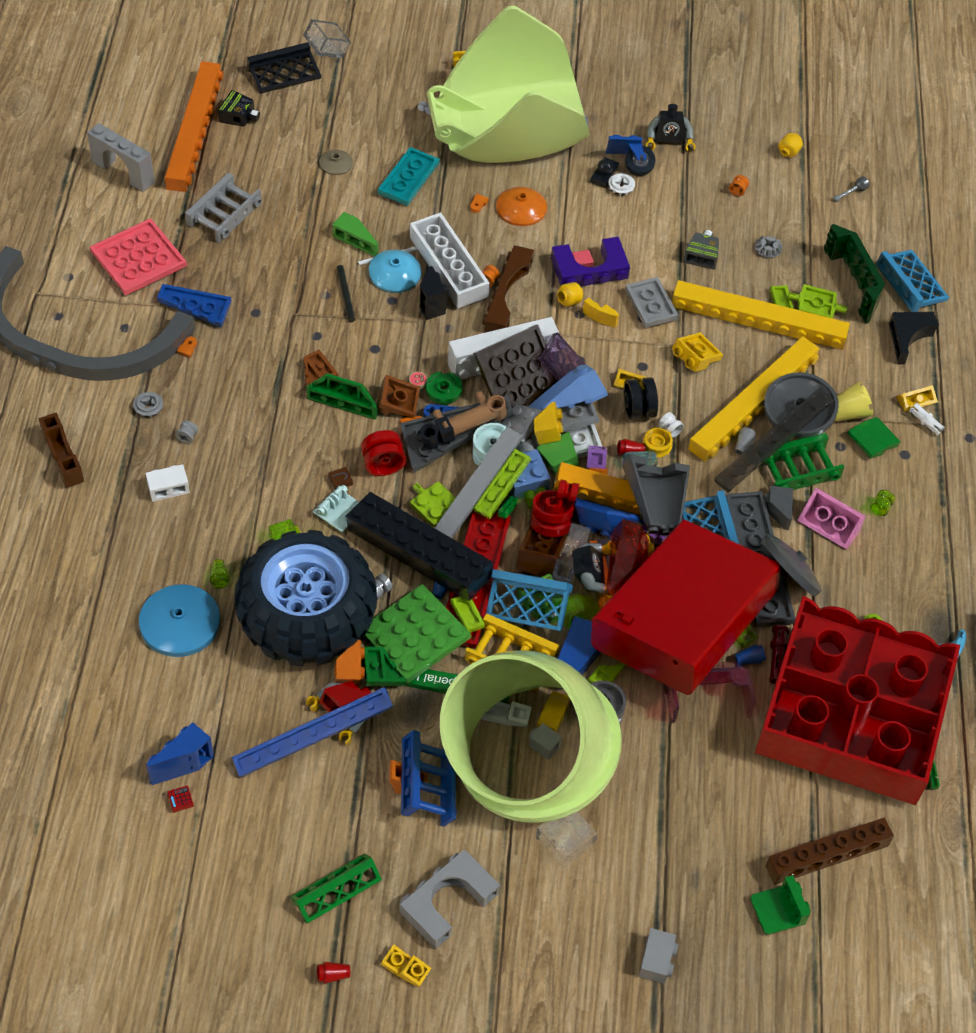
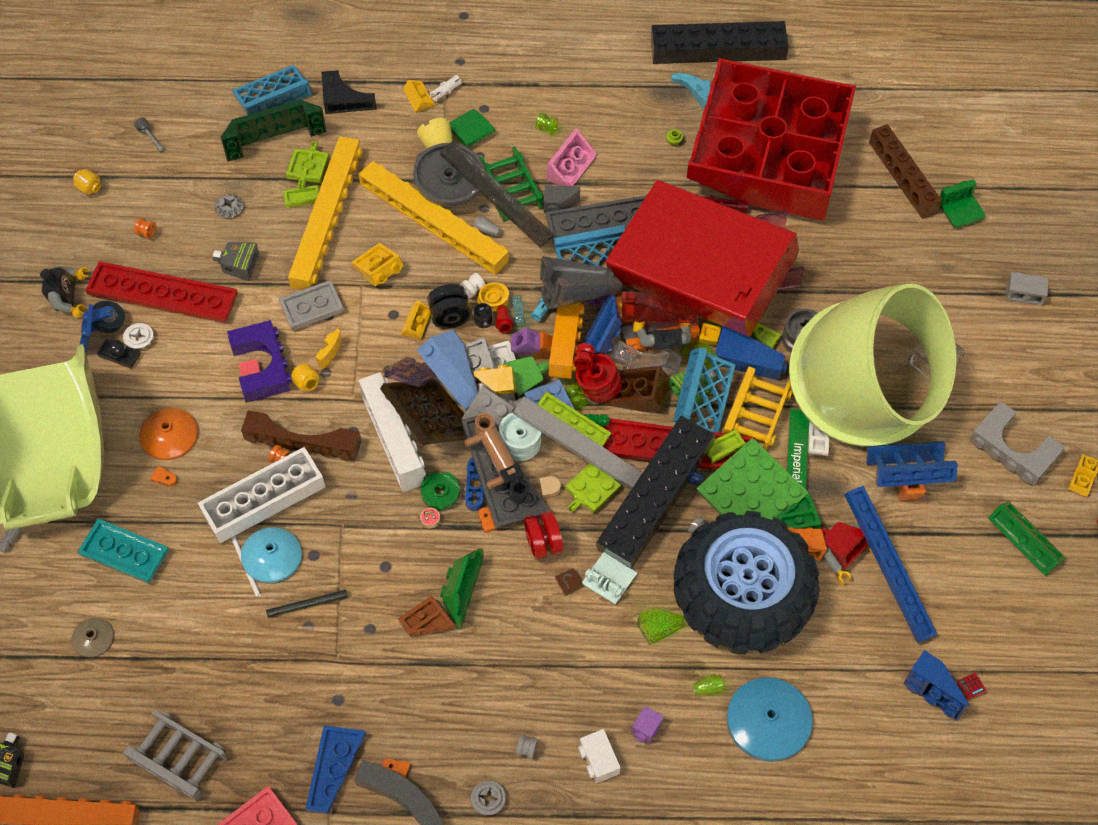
camera: 90 degrees left, 5 degrees up
(189, 520) = (647, 725): none -> medium lavender brick
(352, 231) = (216, 600): bright green slope -> none
(397, 397) = (460, 532): dark orange slope -> none
(432, 295) = (316, 506): black slope -> none
(441, 472) = (549, 486): none -> tan tile
(634, 430) = (483, 315): none -> black wheel
(668, 199) = (162, 291): none -> red plate
(793, 563) = (639, 179): dark grey dish -> none

